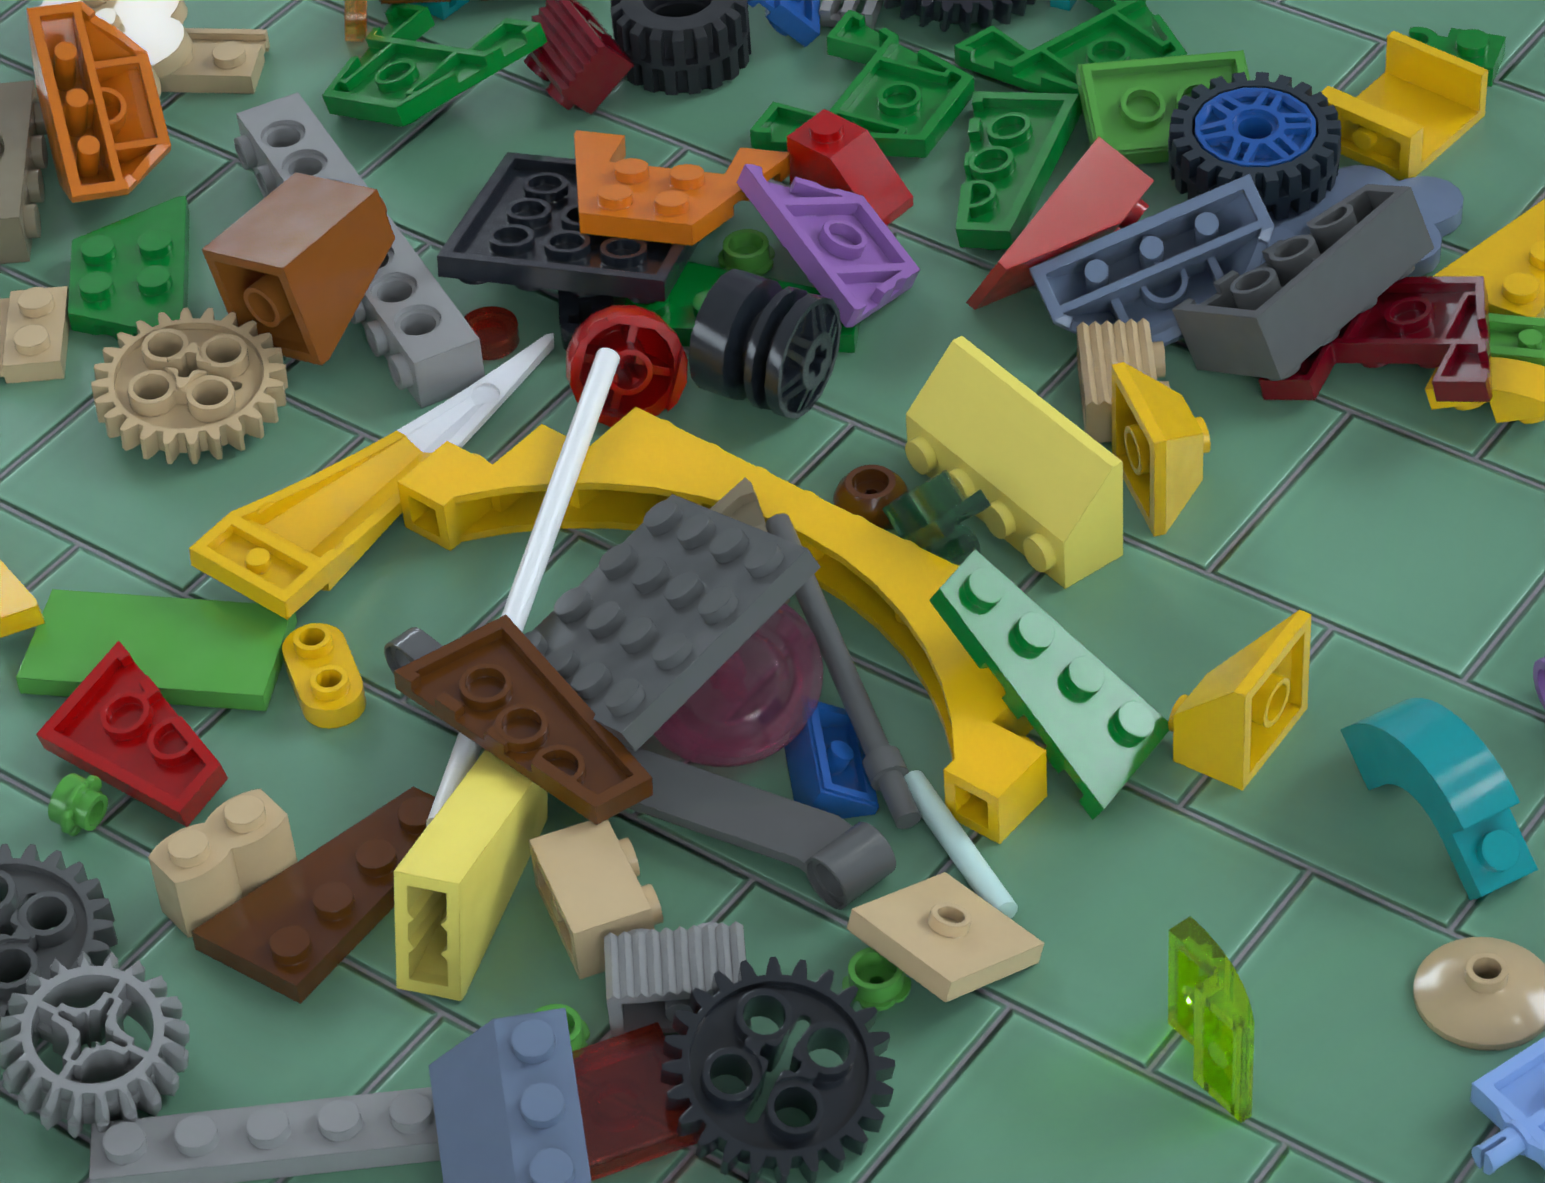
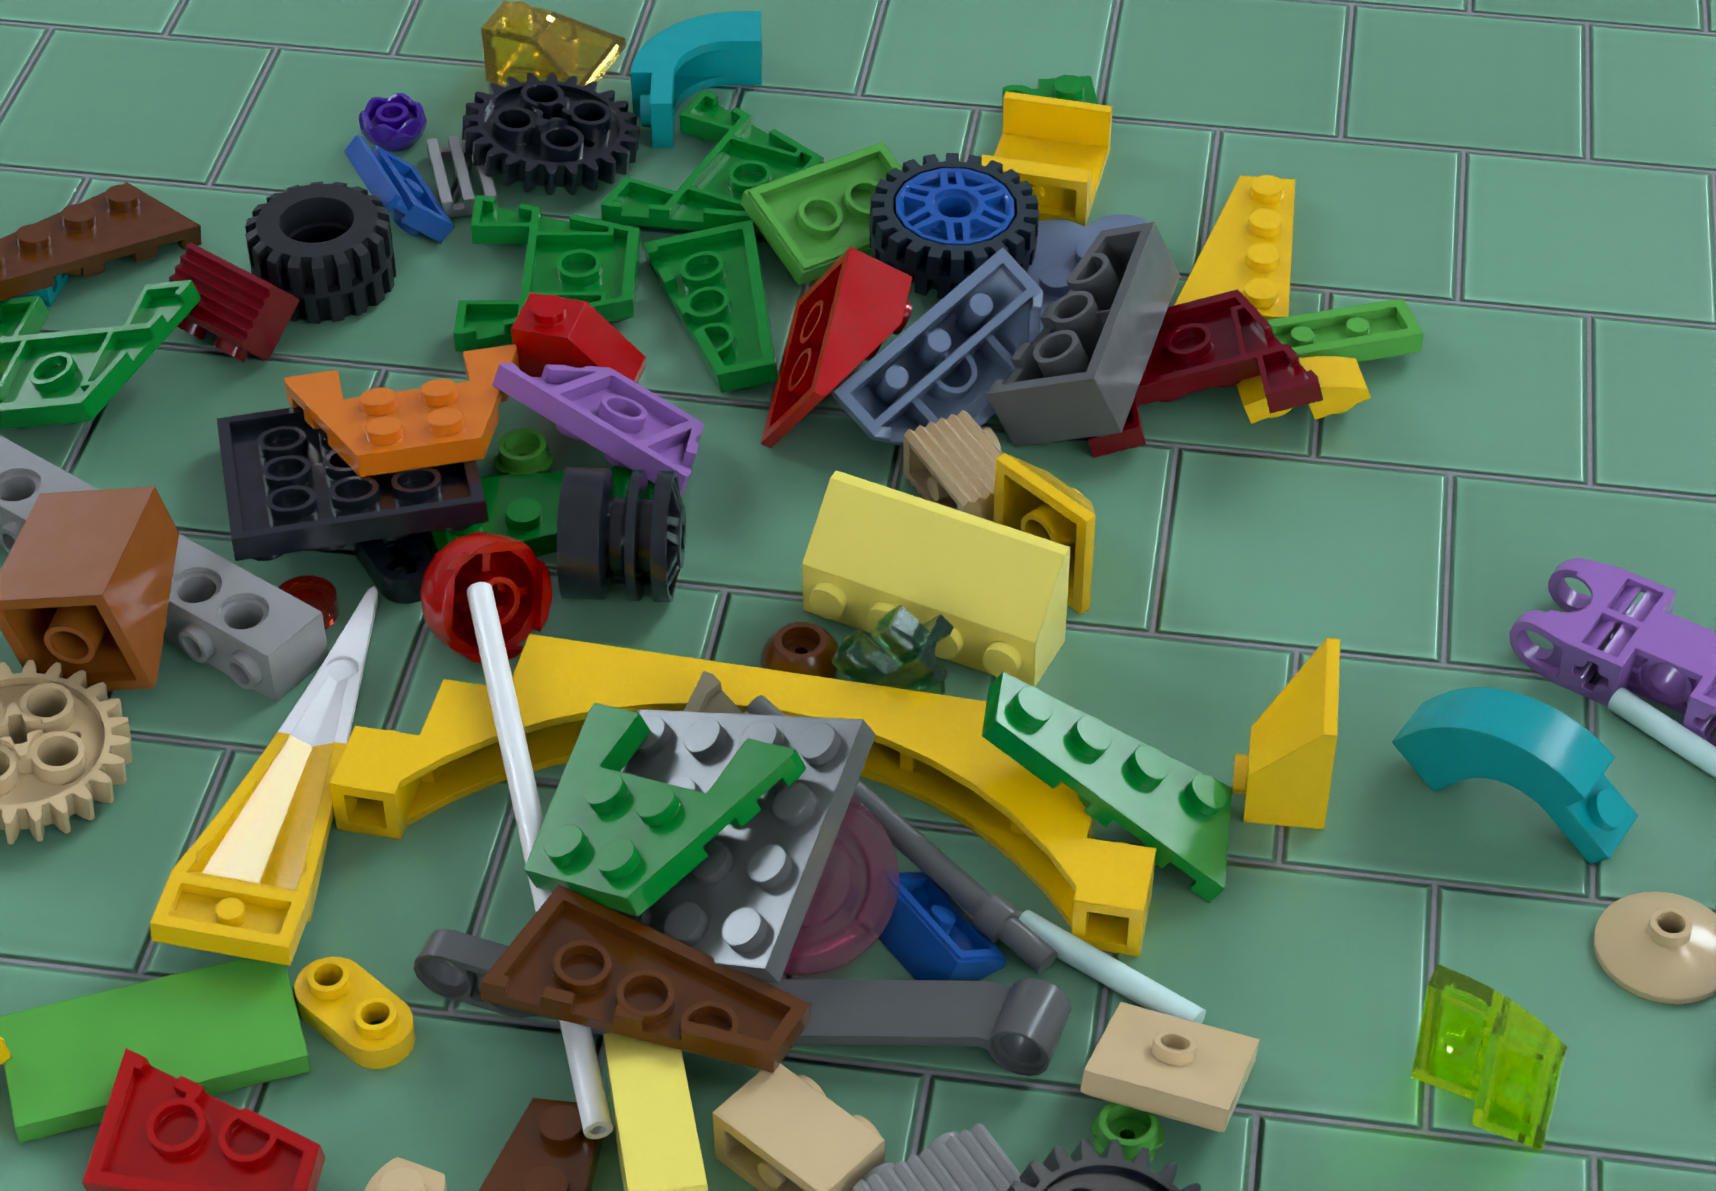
camera: 30 degrees left, 0 degrees up
(587, 583) = (635, 836): none -> green wing

